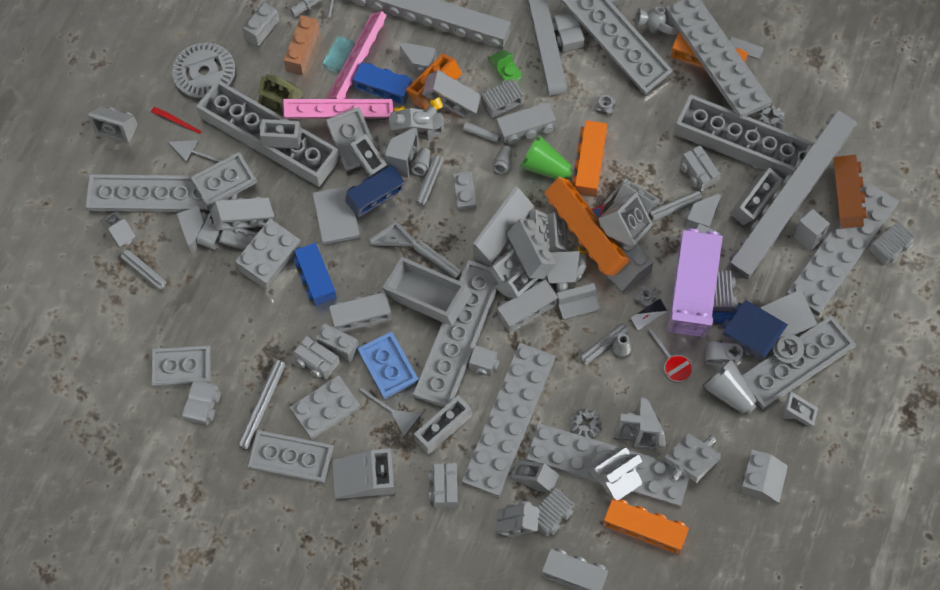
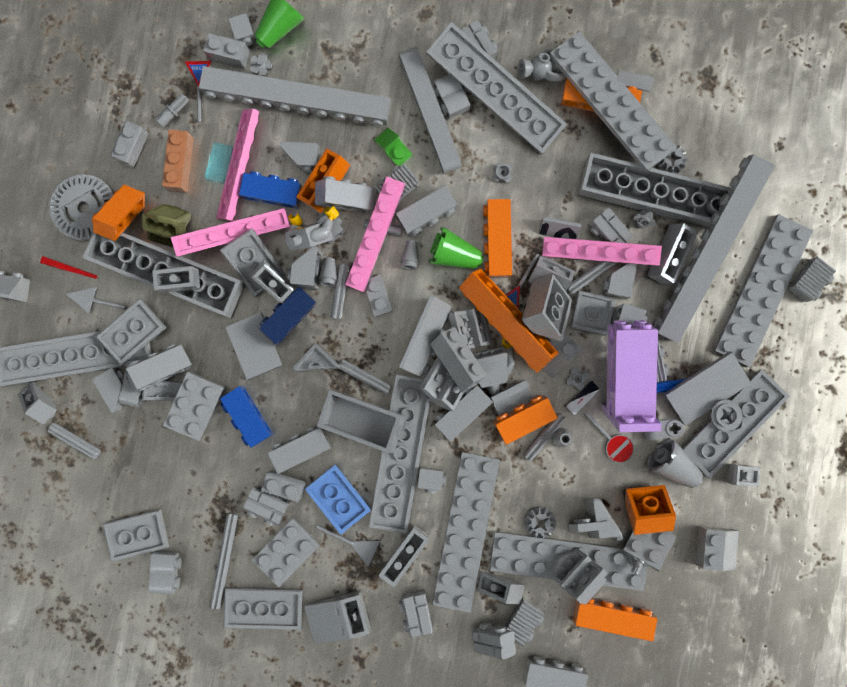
camera: 10 degrees left, 20 degrees up
(238, 74) = (118, 212): none -> orange brick
(473, 133) = (375, 234): none -> bright pink plate
(587, 321) = (525, 419): none -> orange brick
(651, 159) = (559, 228): none -> light grey slope
(666, 239) = (592, 313): none -> light grey tile
(687, 181) = (602, 250): none -> bright pink plate
(697, 421) = (650, 509): none -> orange brick
(738, 160) = (644, 219): none -> light grey plate
(753, 329) = (694, 407): dark blue slope -> none
(811, 229) = (733, 282): light grey brick -> none
(848, 191) = (766, 236): dark orange brick -> none

